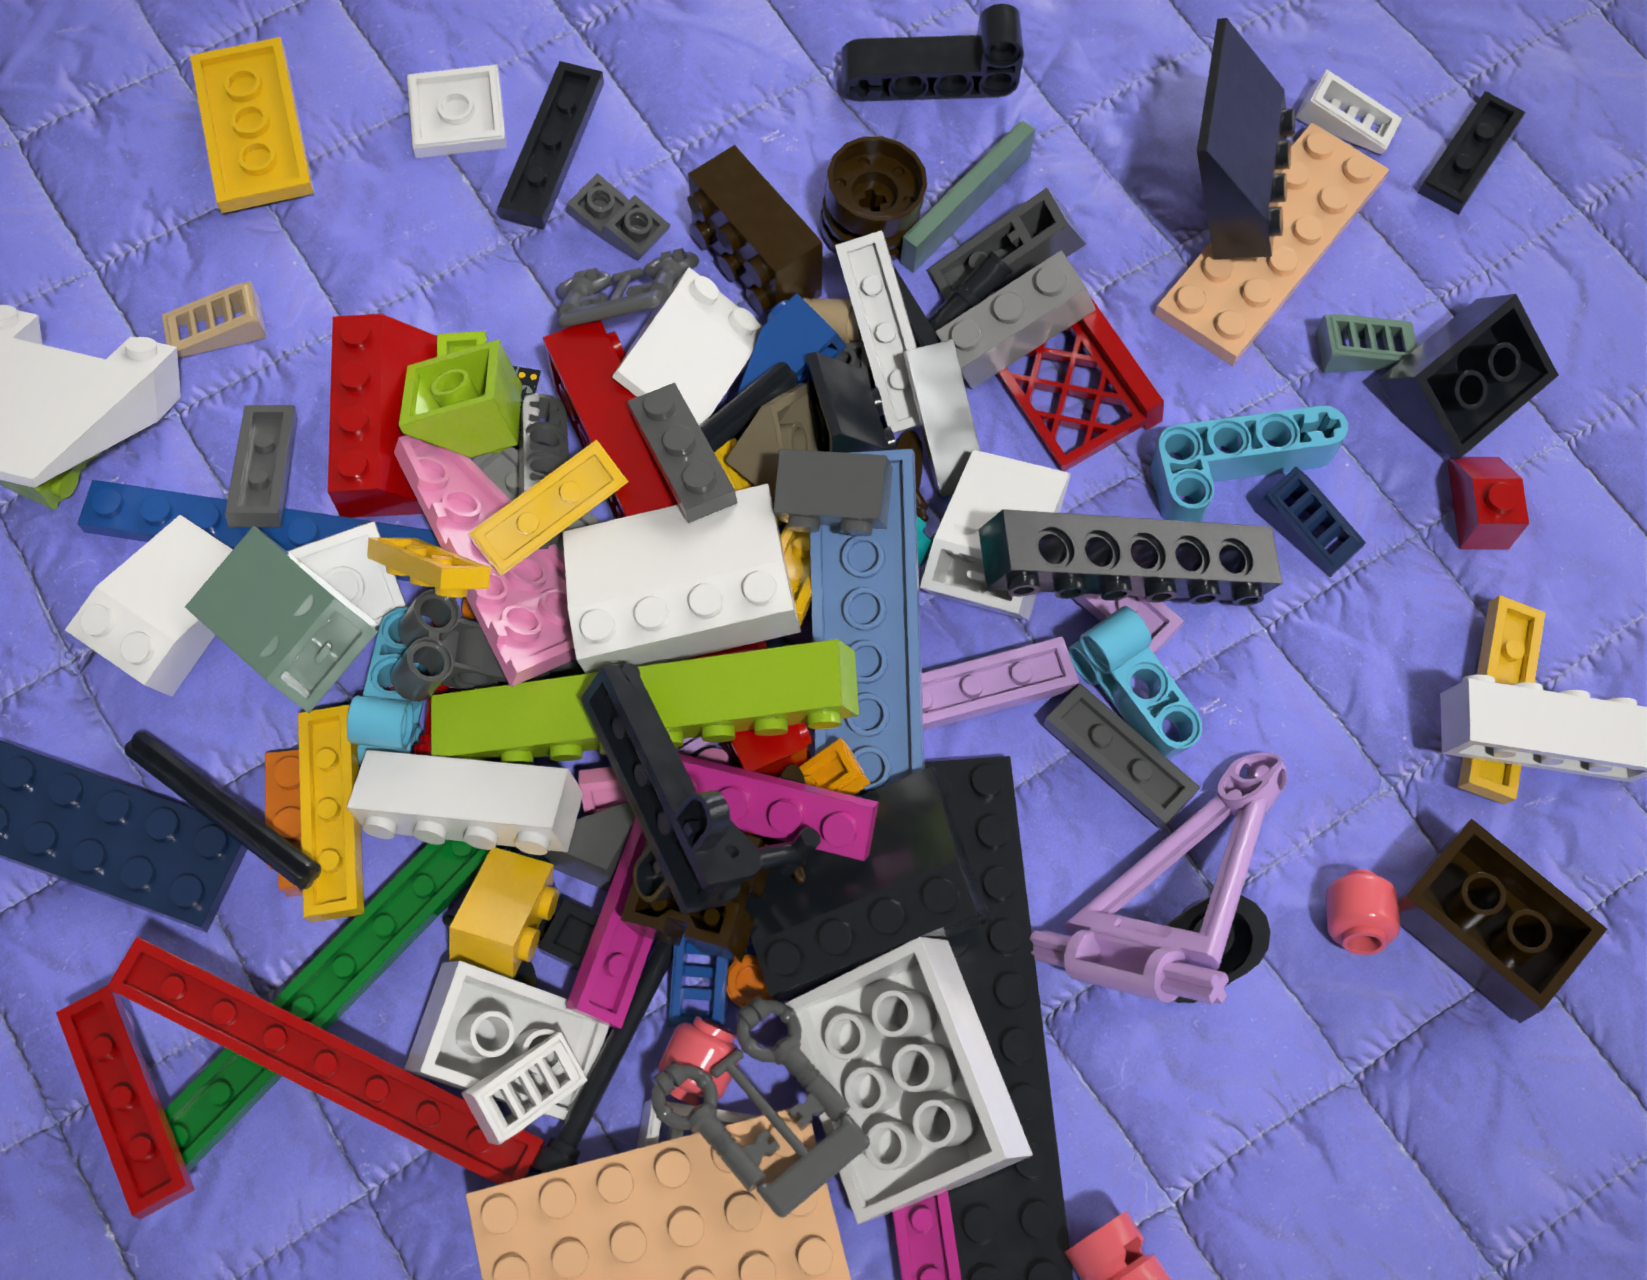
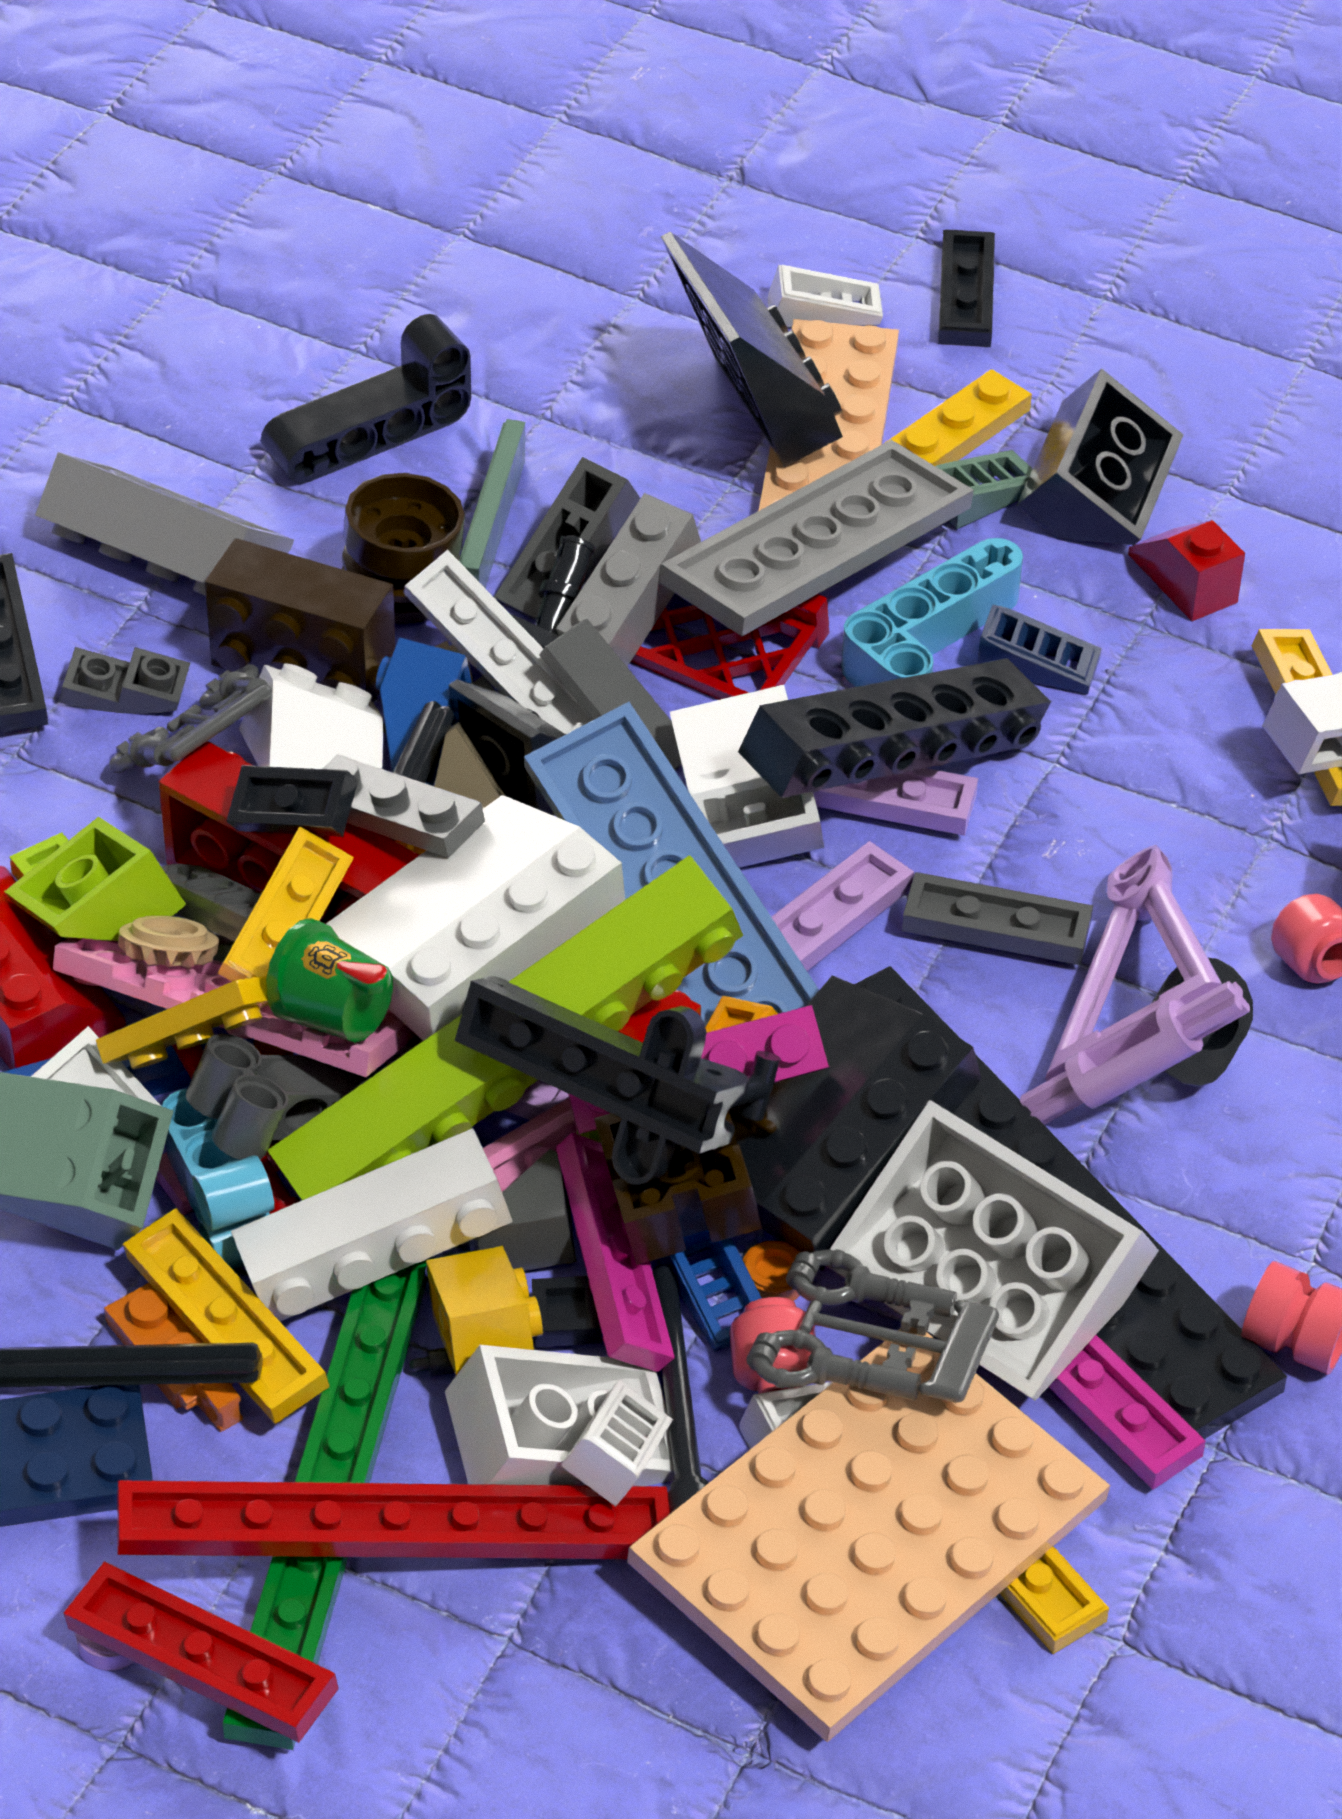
camera: 30 degrees left, 20 degrees down
(480, 462) = (168, 941): none -> tan gear
(519, 597) = (327, 983): none -> green hat
(608, 412) = (290, 798): none -> black plate
(722, 90) = (144, 520): none -> light grey slope
(833, 491) = (579, 763): dark grey brick -> none
(1120, 651) = (968, 841): medium azure piece -> none
(1187, 343) = (815, 537): none -> light grey plate
(1382, 279) = (966, 419): none -> yellow plate

